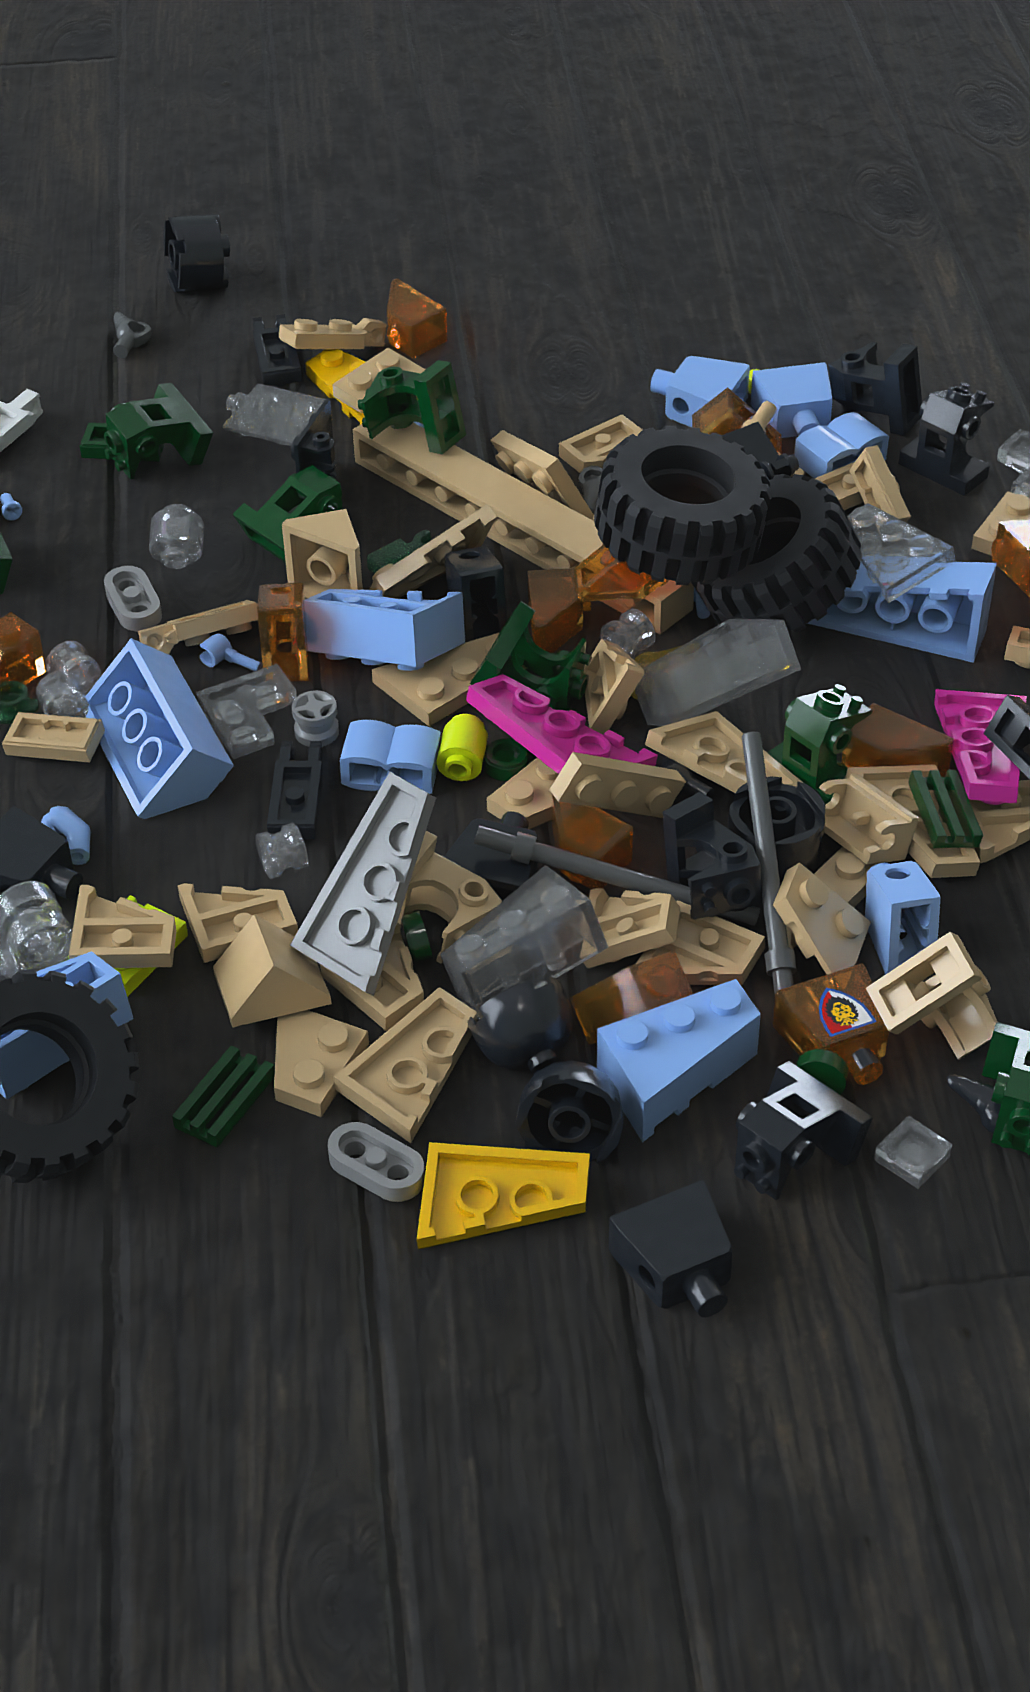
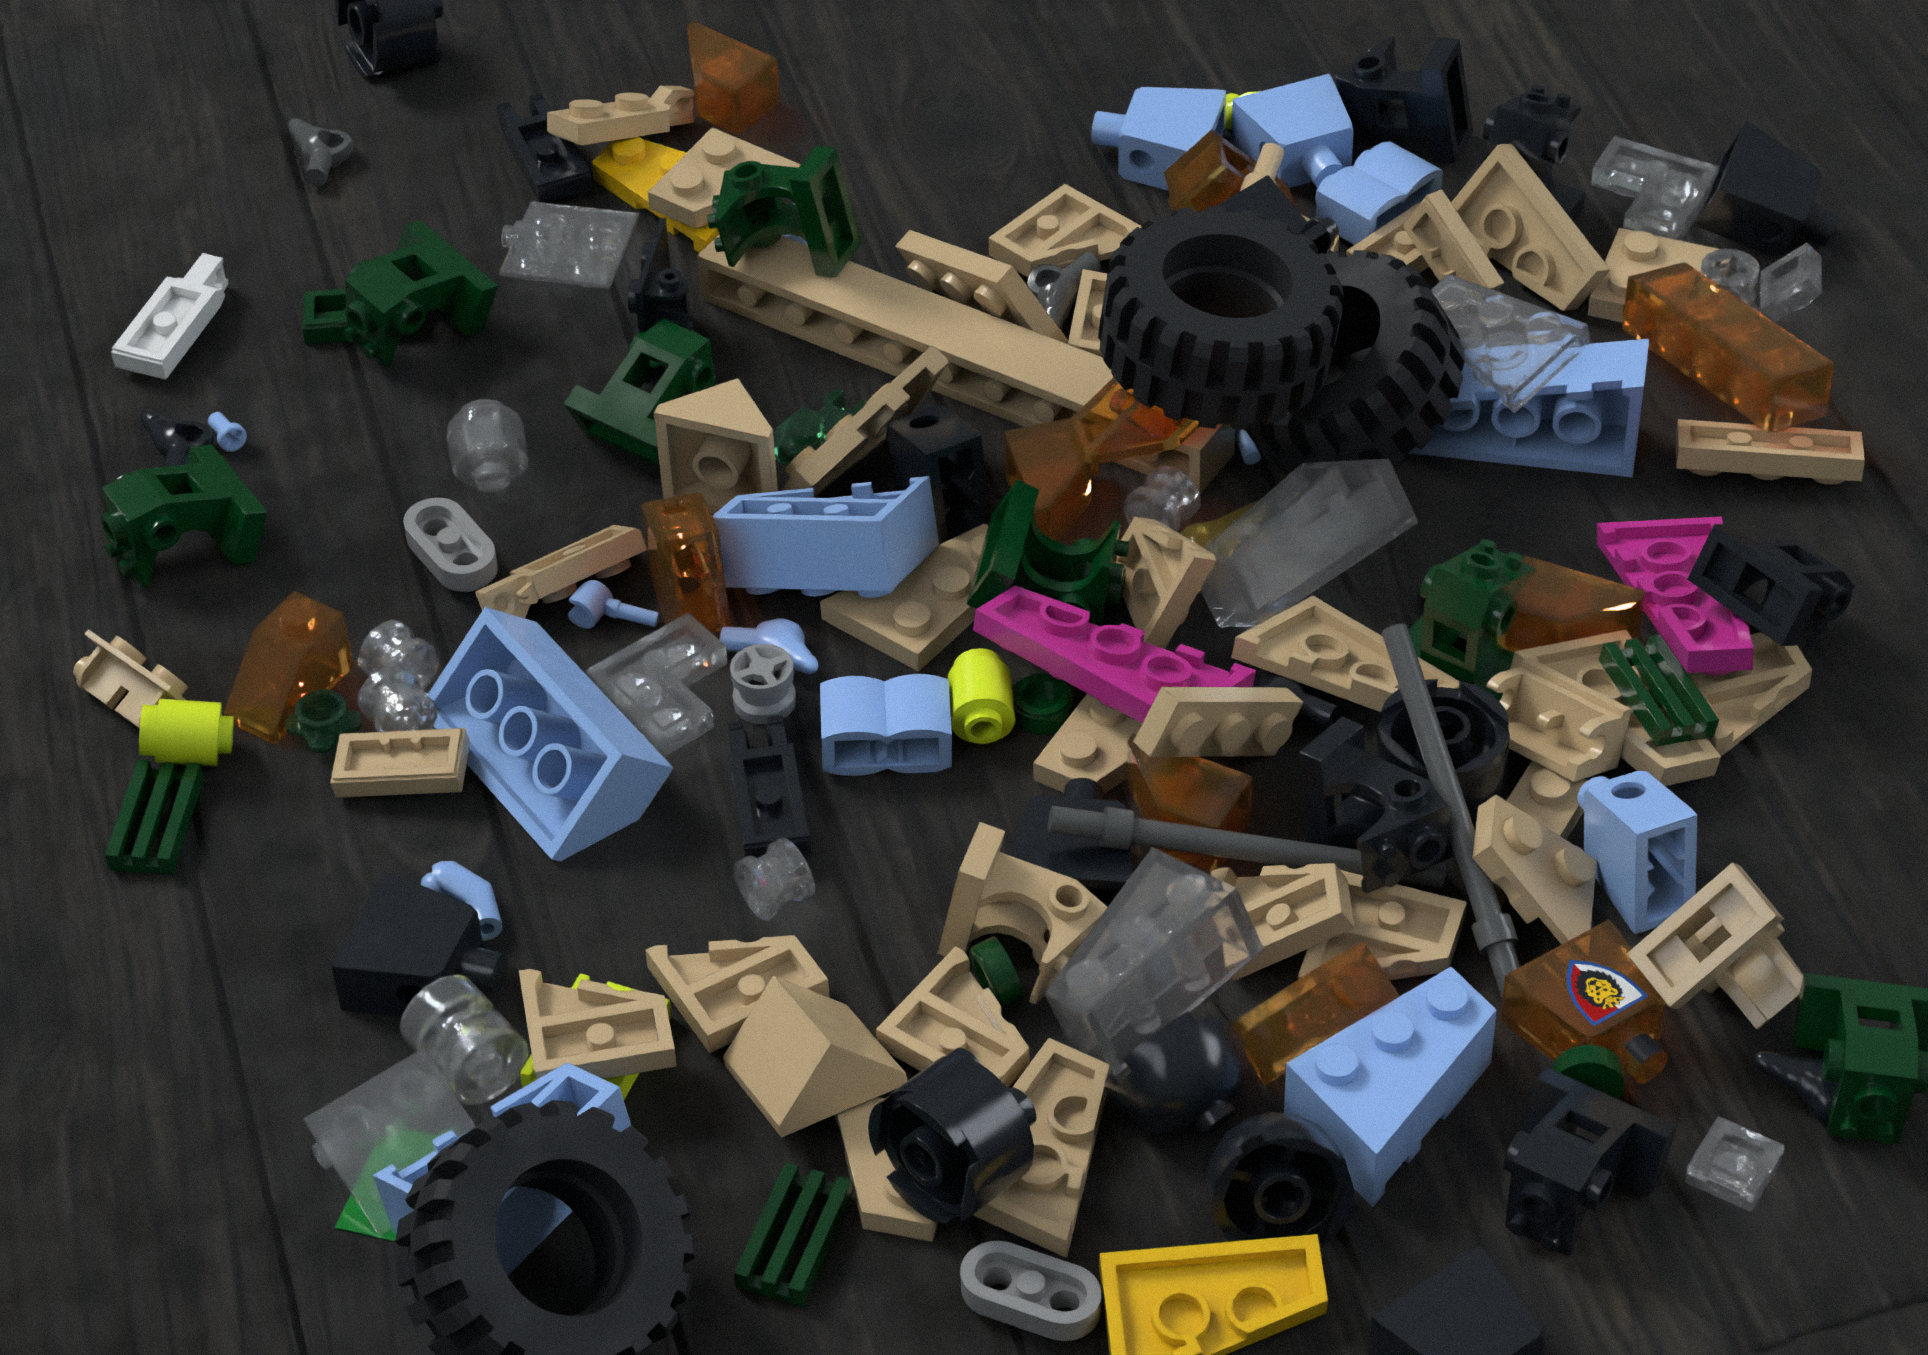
camera: 10 degrees left, 0 degrees up
(339, 687) = (777, 632): none -> light blue animal
(342, 1043) = (953, 1137): none -> black brick
(365, 892) = (927, 923): light grey wing -> none
(938, 483) = (1529, 230): none -> tan wing

